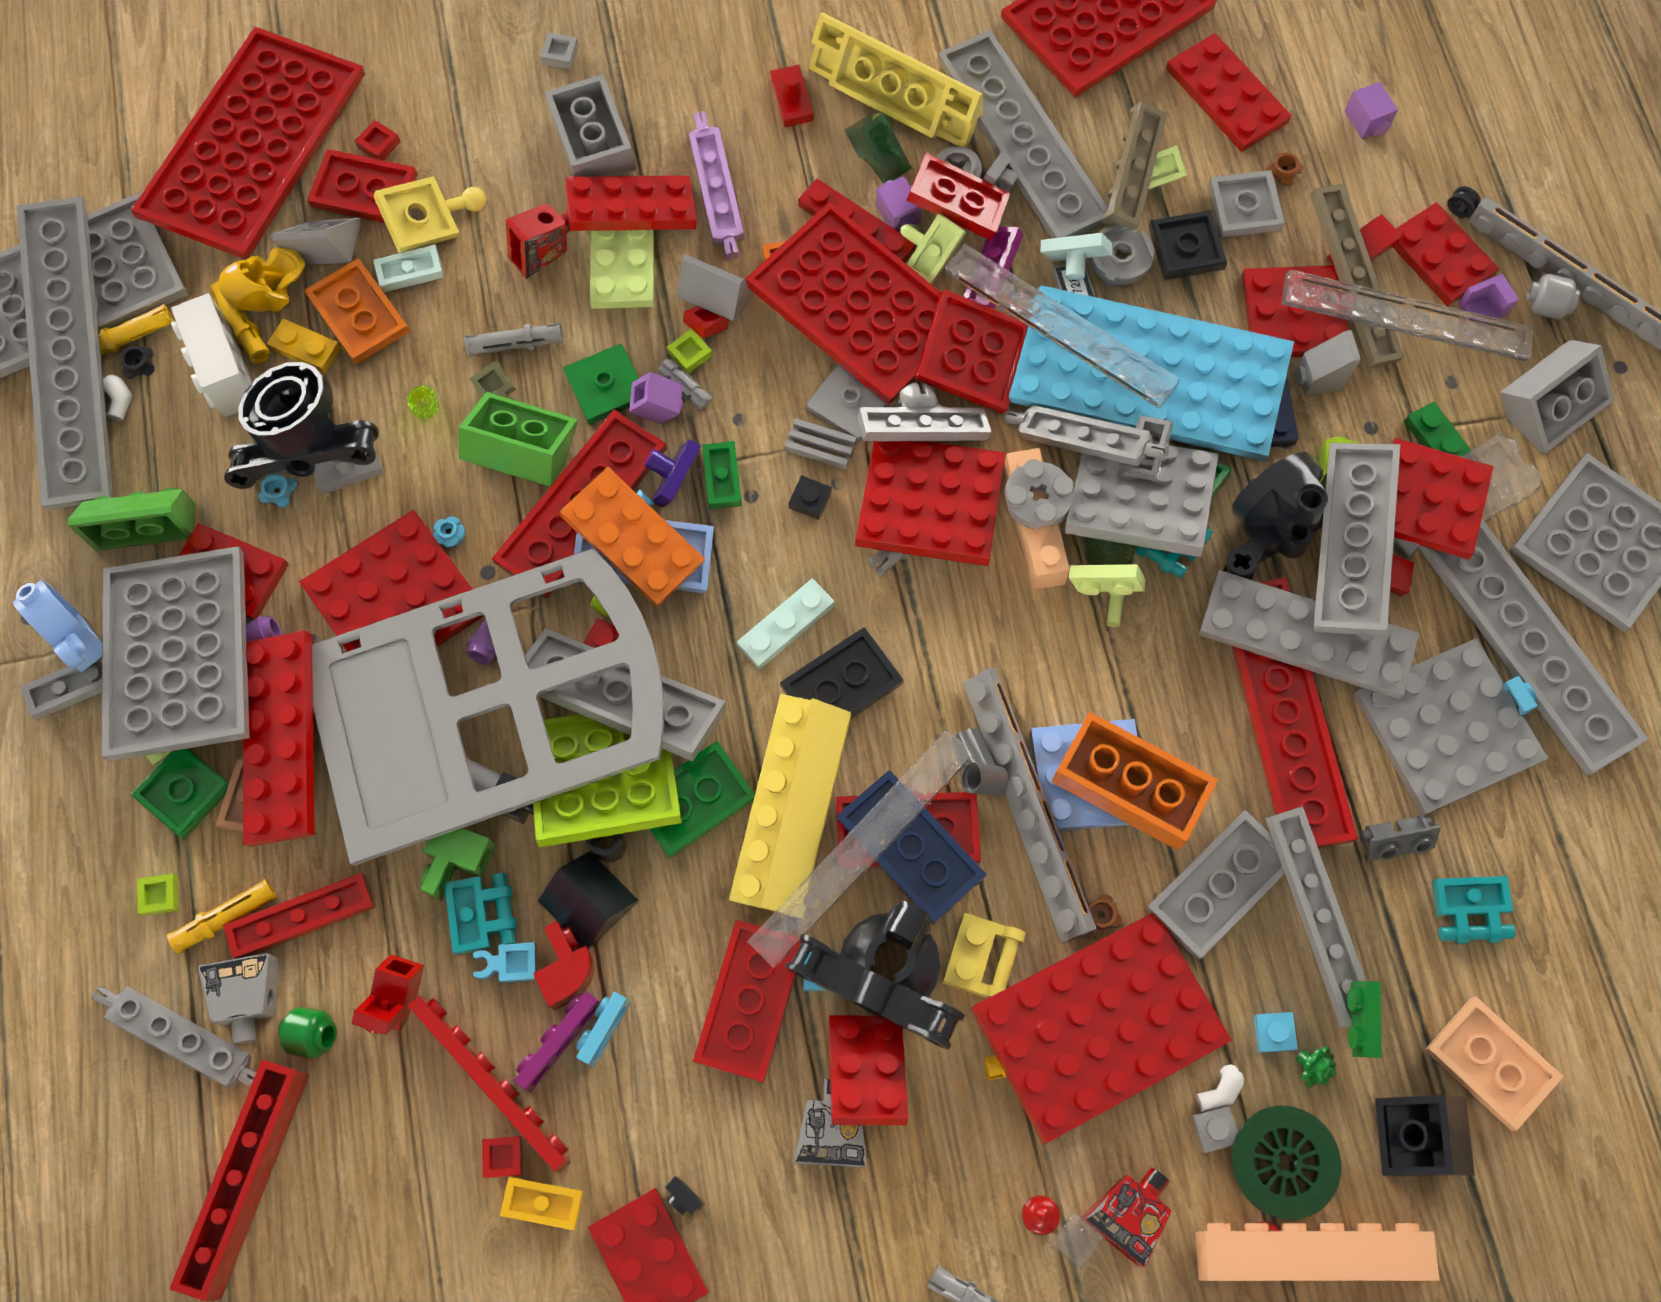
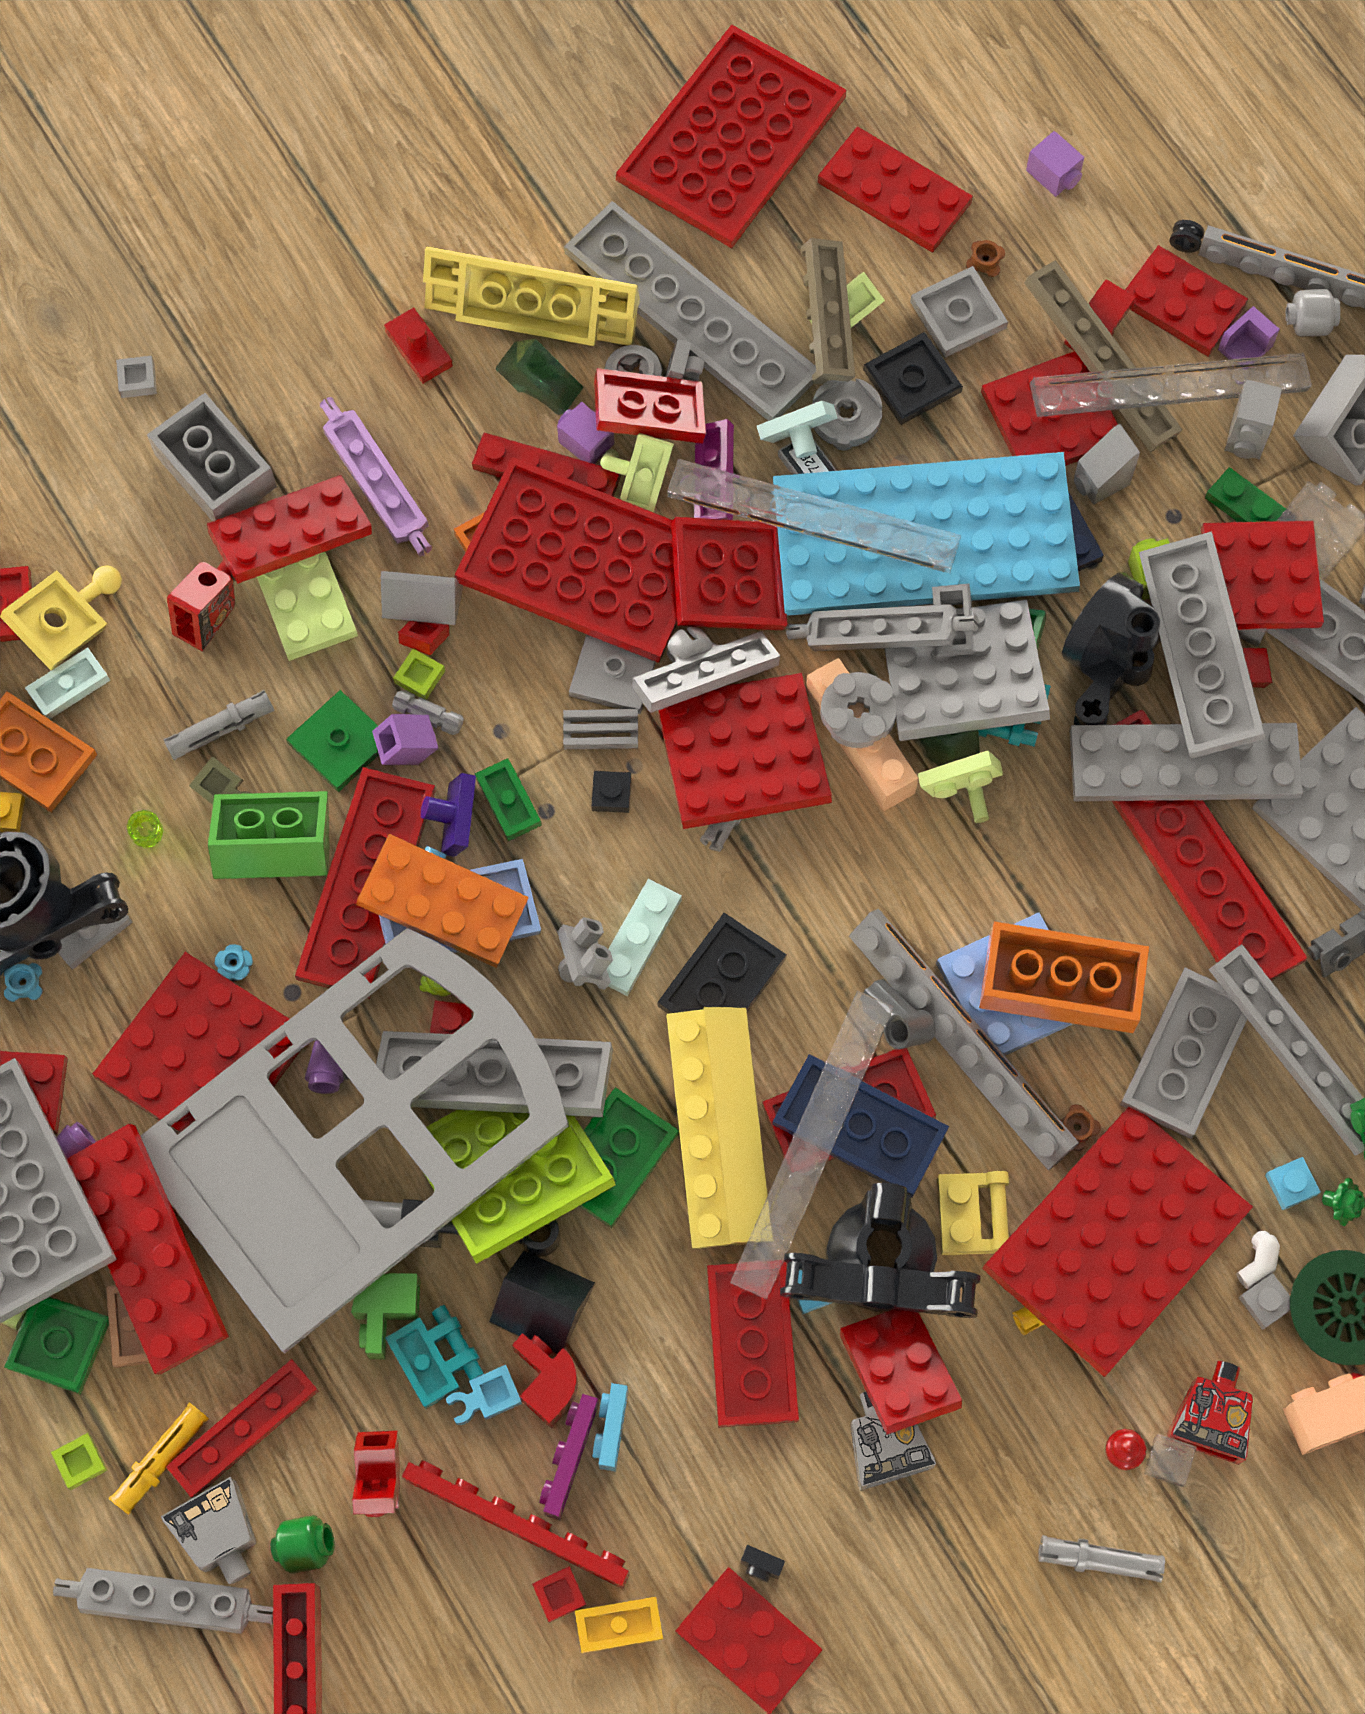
camera: 20 degrees left, 0 degrees up
(733, 621) = (583, 955): none -> light grey hips
(1469, 366) = (1253, 419): none -> light grey brick

